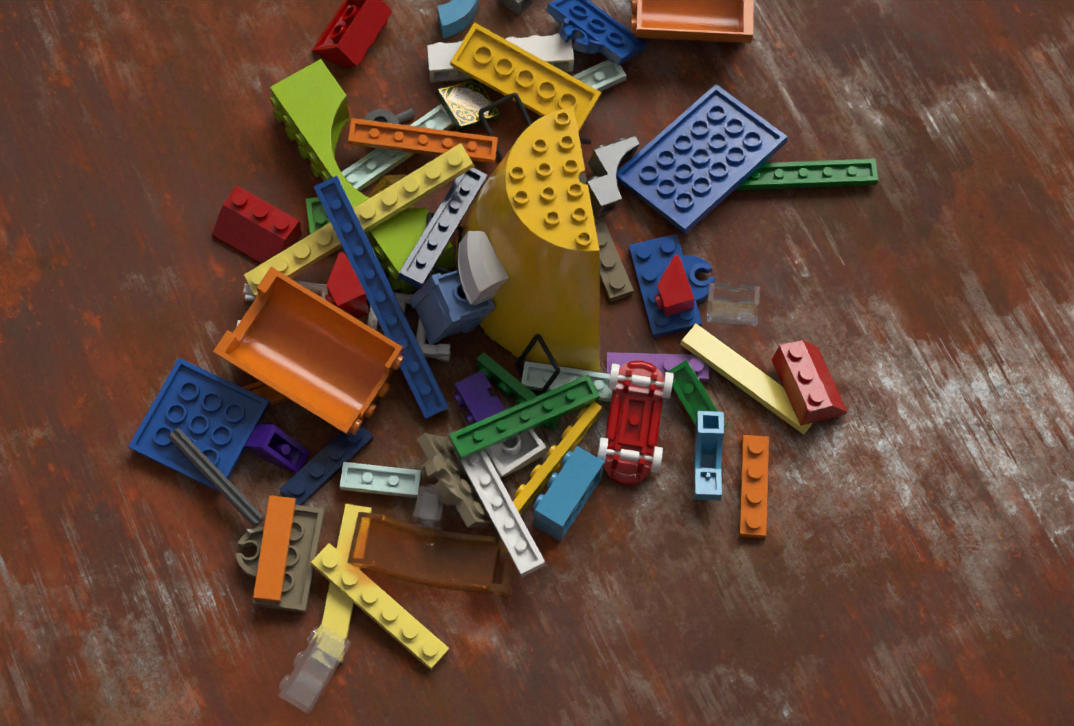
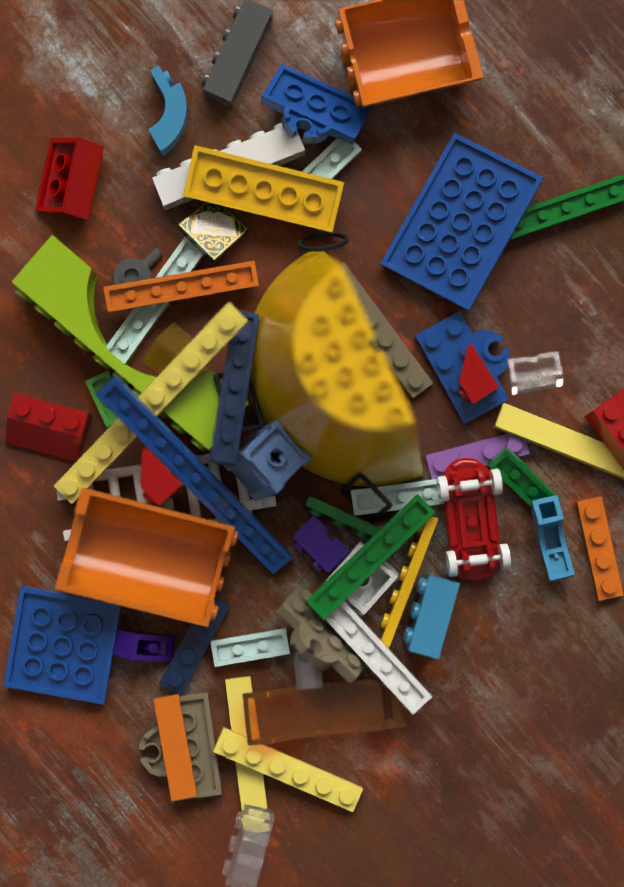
camera: 20 degrees left, 20 degrees up
(214, 475) = (97, 695): dark grey axle -> none
(479, 268) = (287, 436): white slope -> none
(496, 103) = (278, 233): black piece -> none
(604, 164) = (375, 289): arch -> none

